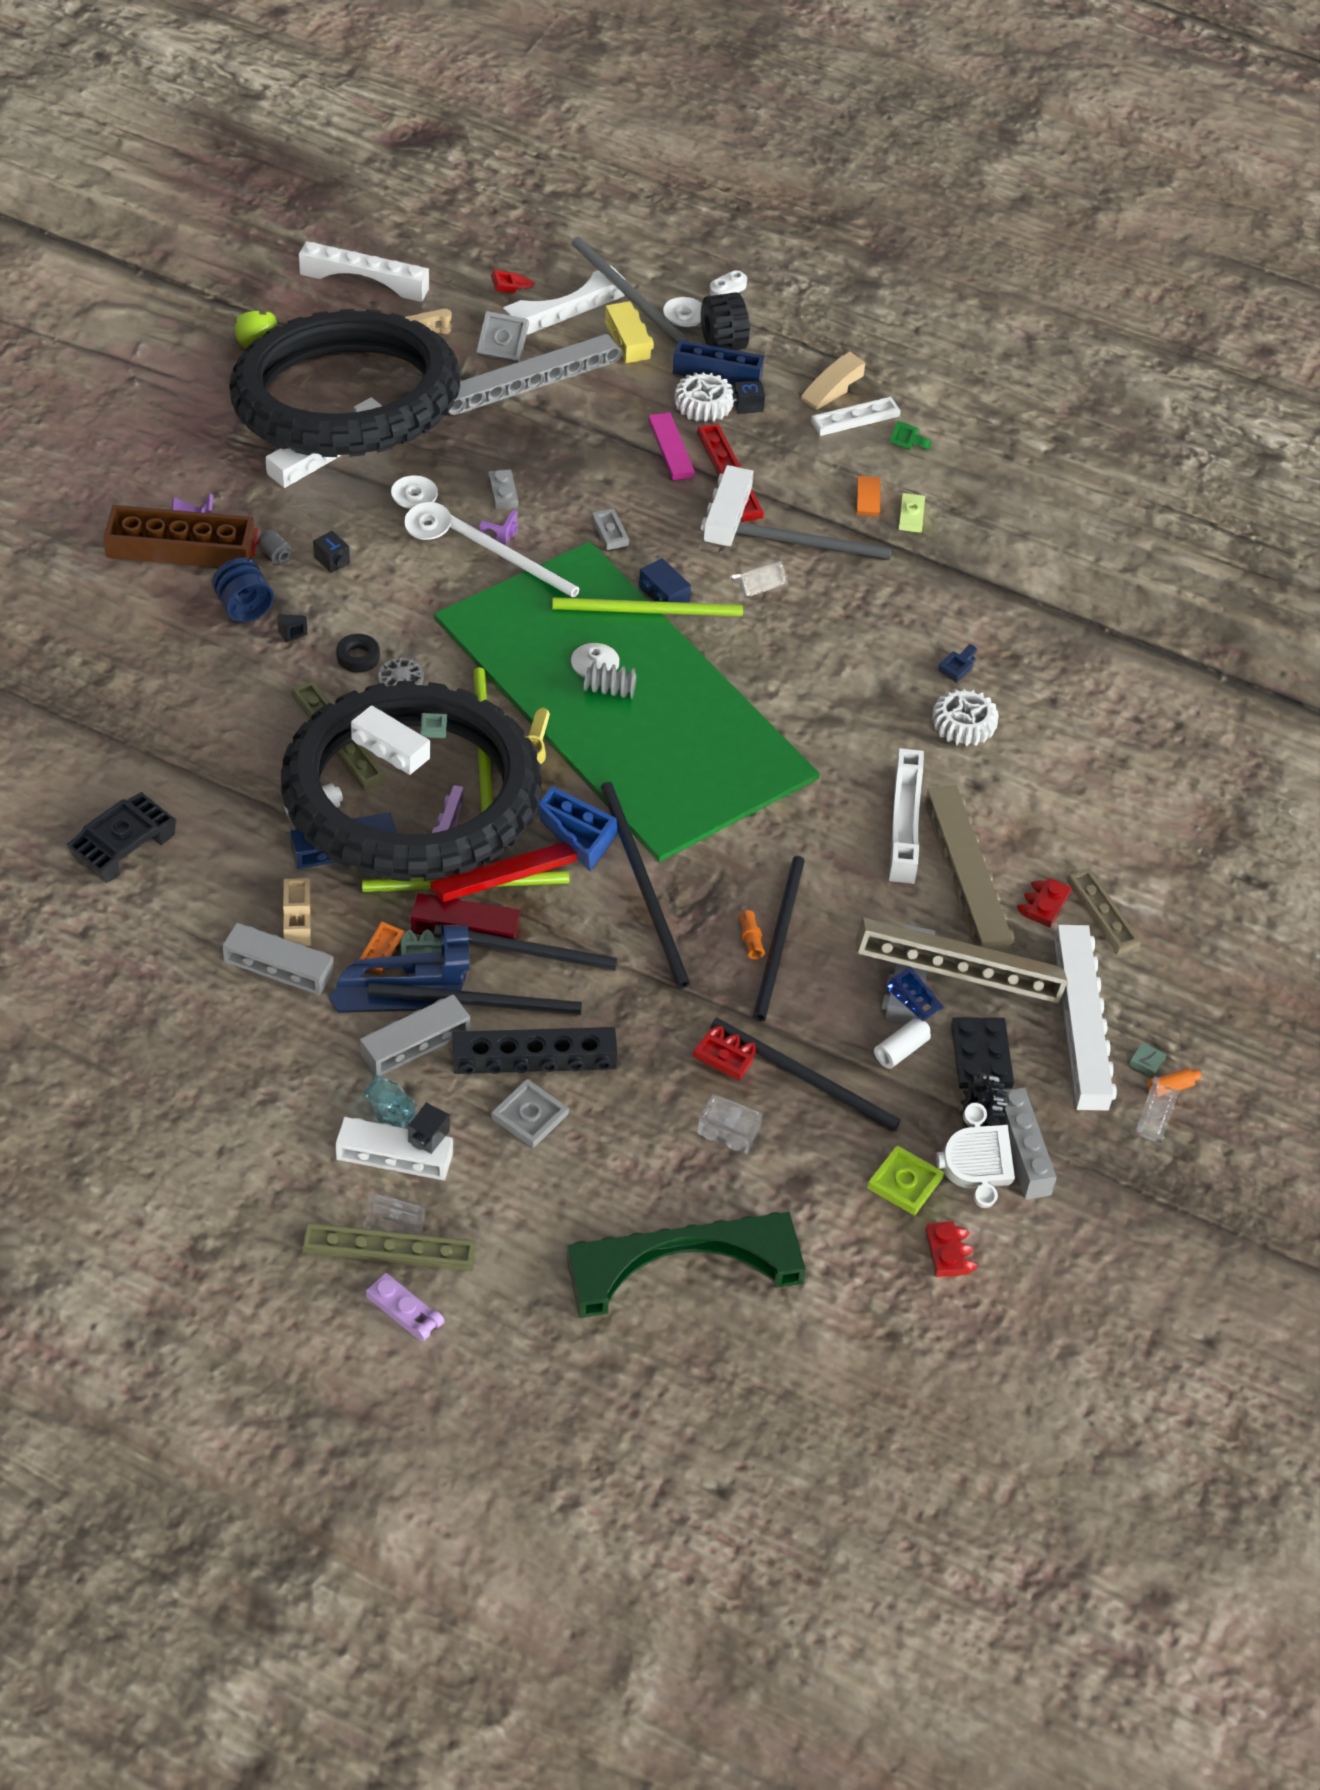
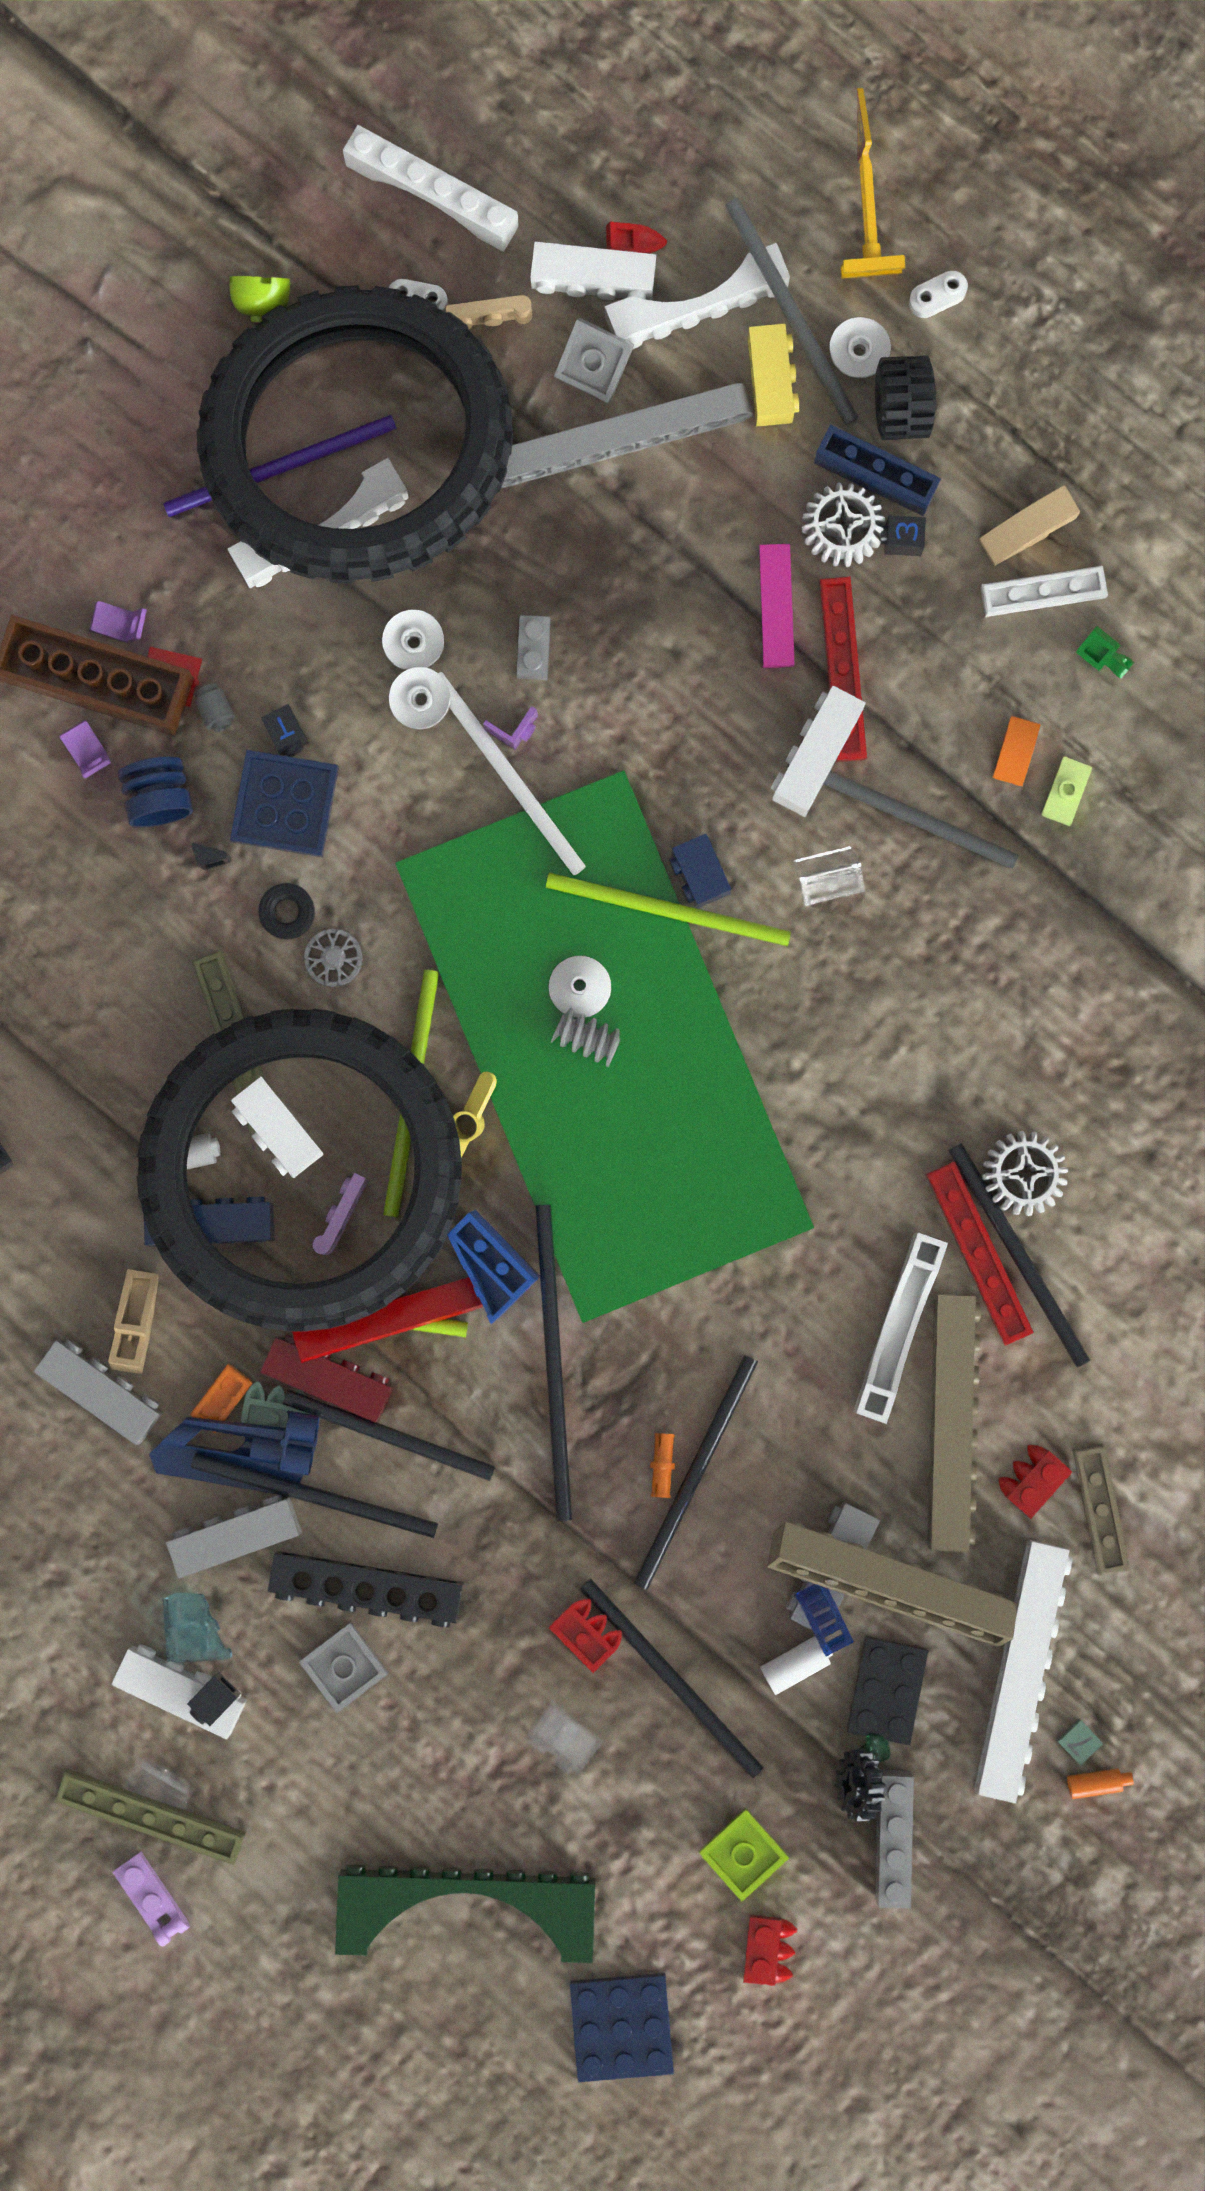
camera: 20 degrees right, 35 degrees up
(180, 580) = (85, 748): none -> medium lavender bracket
(321, 407) = (291, 461): none -> dark purple piece
(341, 592) = (284, 803): none -> dark blue plate
(433, 725) = (338, 1103): sand green tile -> none
(490, 296) = (592, 271): none -> white brick
(610, 529) = (655, 752): light grey plate -> none
(676, 272) = (872, 263): none -> yellow piece
(844, 1328) = (621, 2027): none -> dark blue plate
(951, 773) = (979, 1253): none -> red tile
(958, 665) = (1042, 1081): dark blue plate -> none
(978, 1157) = (831, 1853): white piece -> none
(980, 768) = (1019, 1256): none -> black piece
(1157, 1111) = (1061, 1827): clear panel -> none

